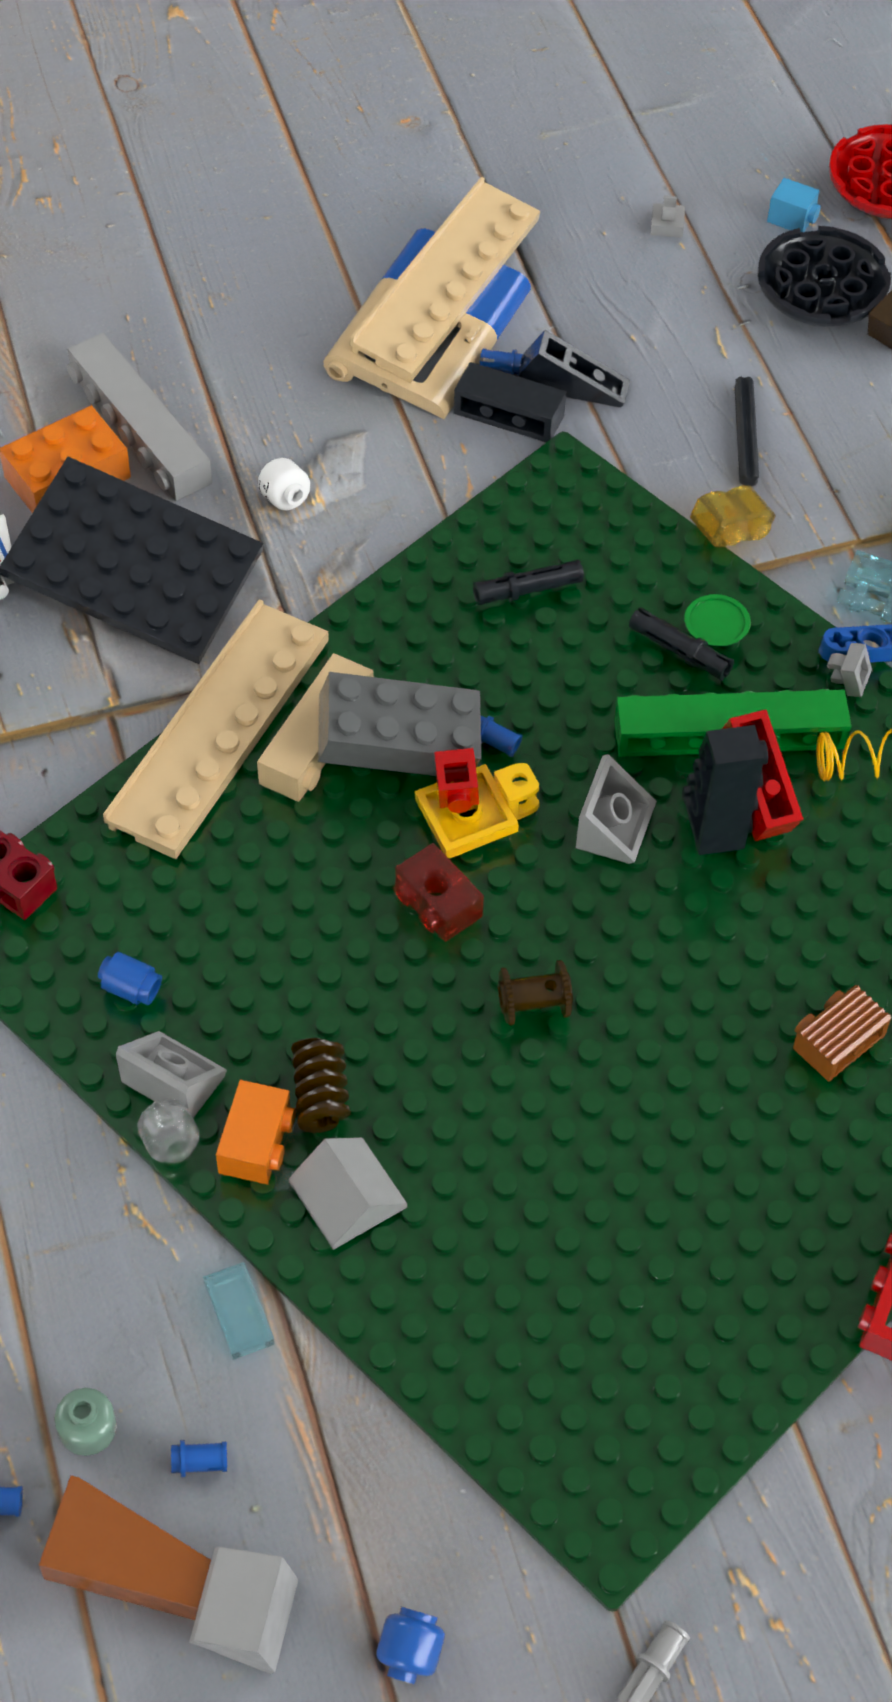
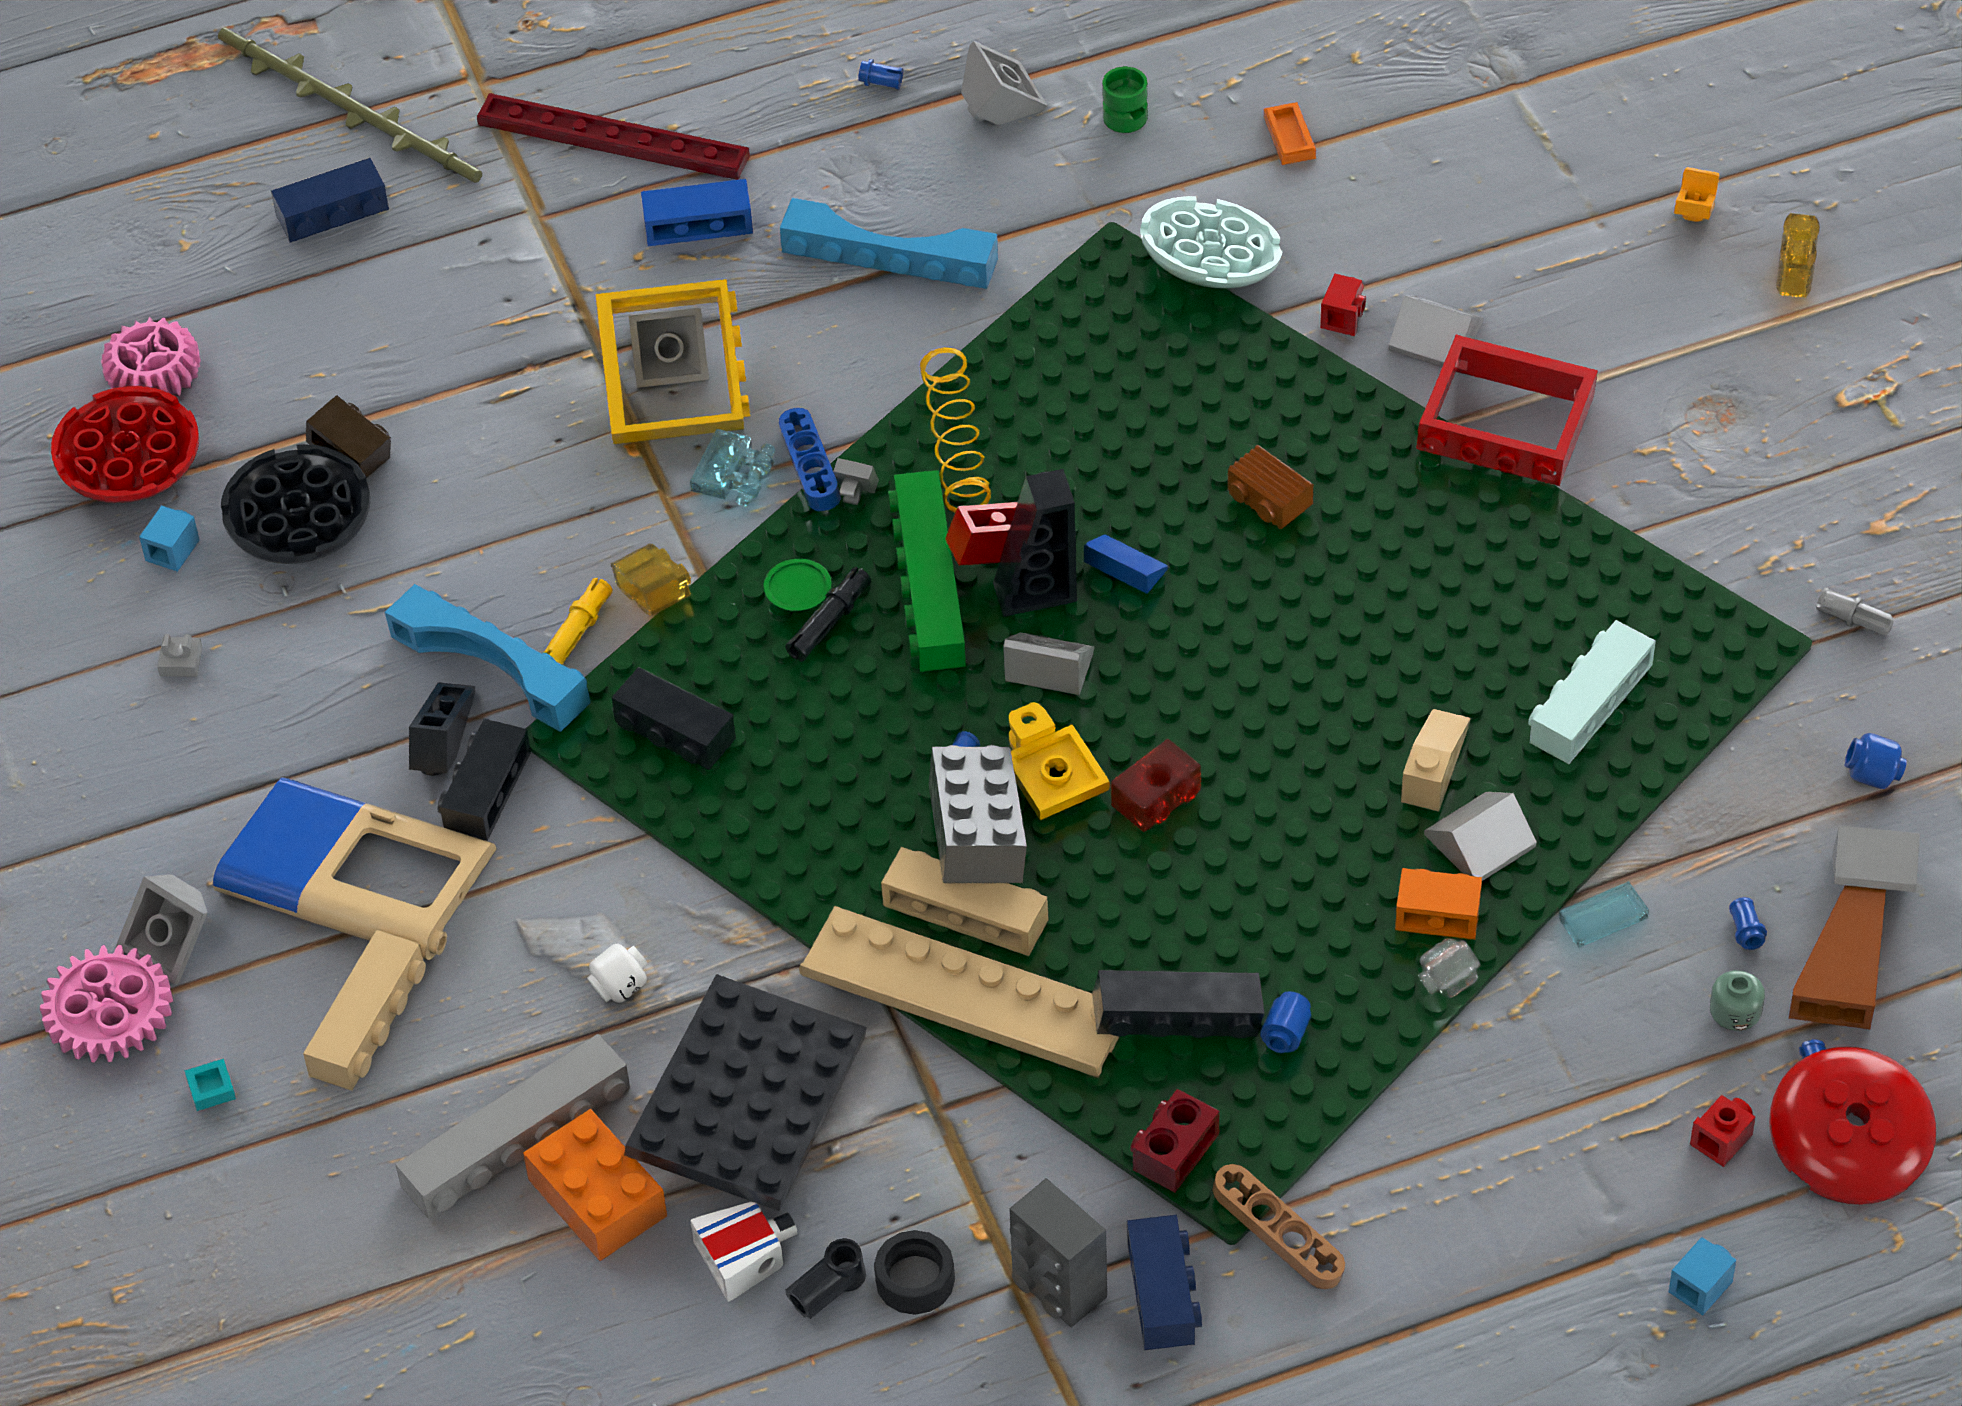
camera: 90 degrees left, 5 degrees down
(156, 880) = (1178, 1003): none -> black brick
(168, 1070) = (1384, 976): light grey slope -> none
(218, 238) = (210, 1084): none -> teal plate
(272, 324) = (364, 1010): none -> tan brick
(306, 179) = (103, 995): none -> bright pink gear
(319, 1084) = (1381, 854): dark brown piece -> none
(382, 208) = (164, 923): none -> light grey slope
(444, 280) = (306, 836): tan plate -> none
(455, 1153) = (1433, 759): none -> tan slope
(459, 784) = (1039, 762): red brick -> none
(503, 361) = (419, 785): blue pin -> none
(513, 585) = (768, 770): black pin -> none
(530, 1325) = (1591, 691): none -> light aqua brick
(533, 992) = (1267, 716): dark brown hose -> none
(557, 521) = (673, 718): none -> black brick
(601, 435) = (434, 625): none -> dark azure arch
(697, 472) = (581, 616): none -> yellow pin
(744, 894) = (1124, 562): none -> blue slope
(746, 431) = (515, 578): black axle -> none

